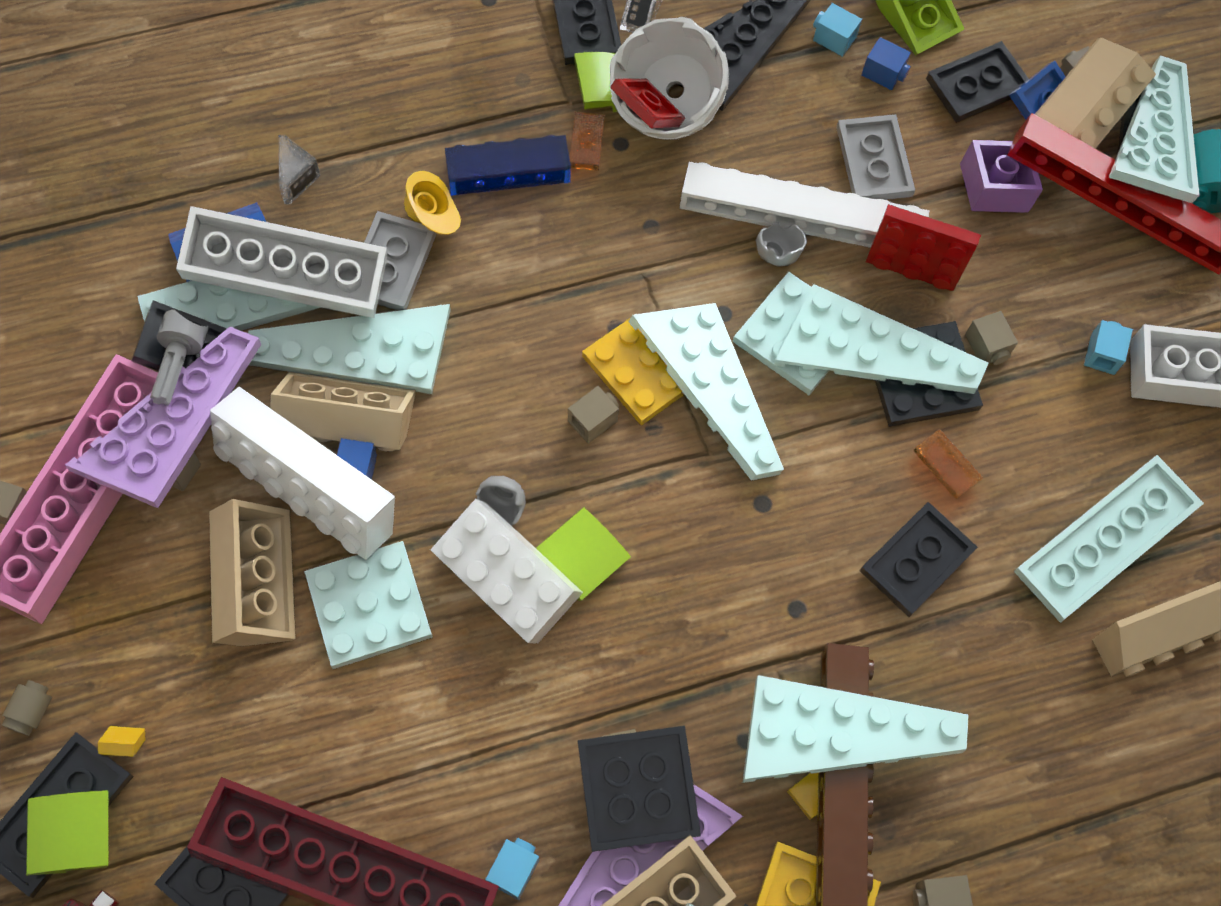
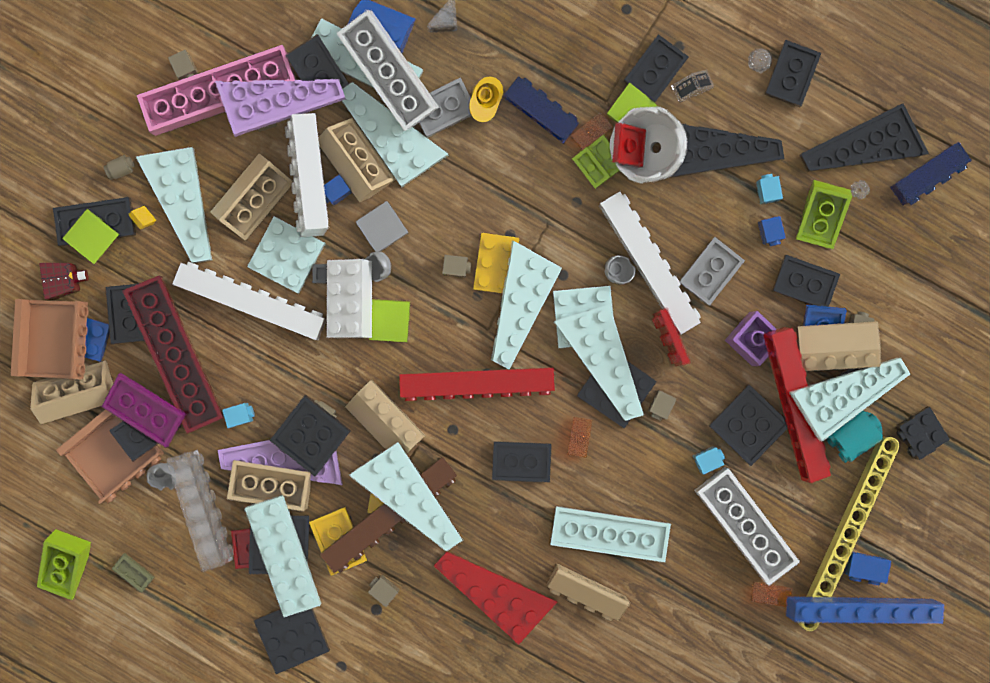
camera: 55 degrees right, 20 degrees up
(142, 663) = (177, 187): none -> light aqua wing
(180, 339) = (311, 66): light grey piece -> none
(375, 705) = (249, 301): none -> white brick
(438, 580) = (319, 274): none -> dark grey plate
(455, 457) = (382, 227): none -> light grey tile
(629, 161) = (597, 162): none -> lime slope
(702, 675) = (384, 418): none -> tan slope
(763, 521) = (477, 382): none -> red brick
(1093, 750) = (501, 599): none -> red wing
(1101, 271) = (749, 425): none -> black plate

